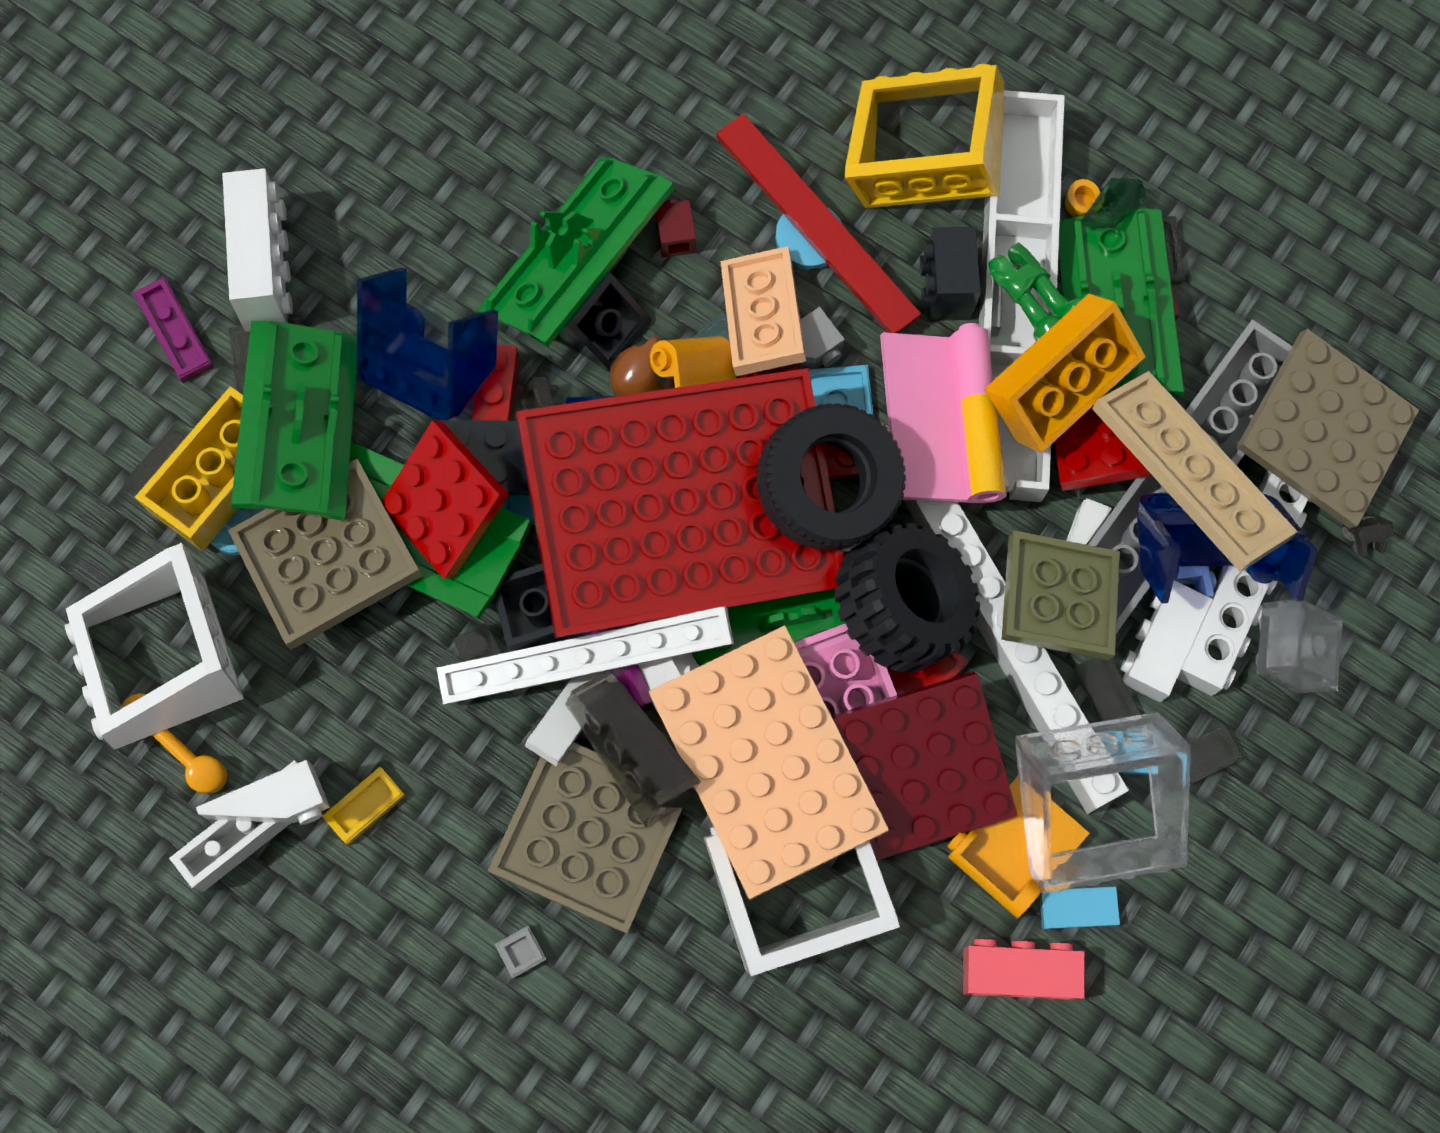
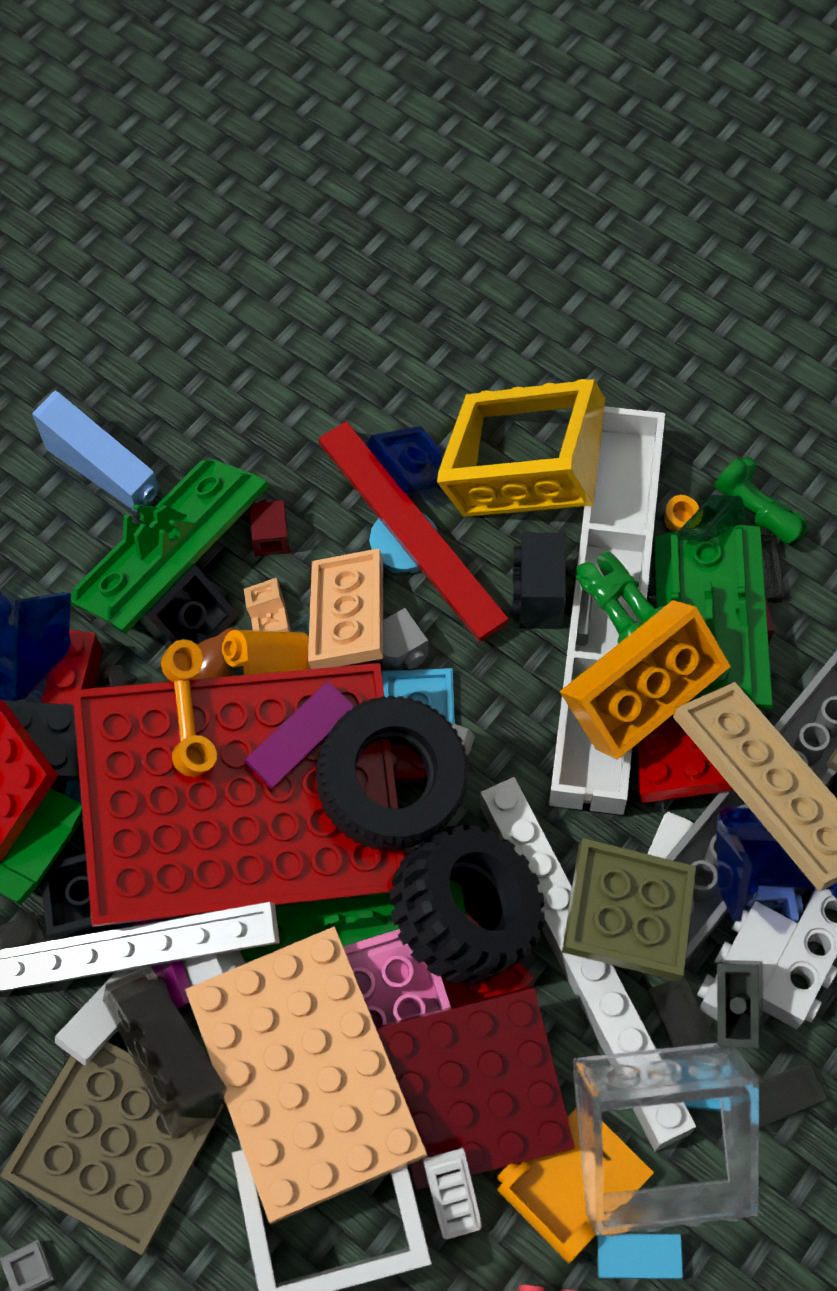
camera: 10 degrees right, 10 degrees down
(491, 156) = (94, 452): none -> light blue slope
(640, 467) = (194, 752): none -> light orange piece
(680, 311) = (267, 607): none -> light nougat slope
(738, 443) = (298, 735): none -> magenta tile
(811, 150) = (408, 457): none -> clear blue plate
(909, 865) = (455, 1188): none -> white slope
(944, 415) = (517, 721): bright pink door -> none
(1165, 677) = (739, 1003): none -> pearl dark grey slope
(1170, 194) = (770, 513): none -> green piece

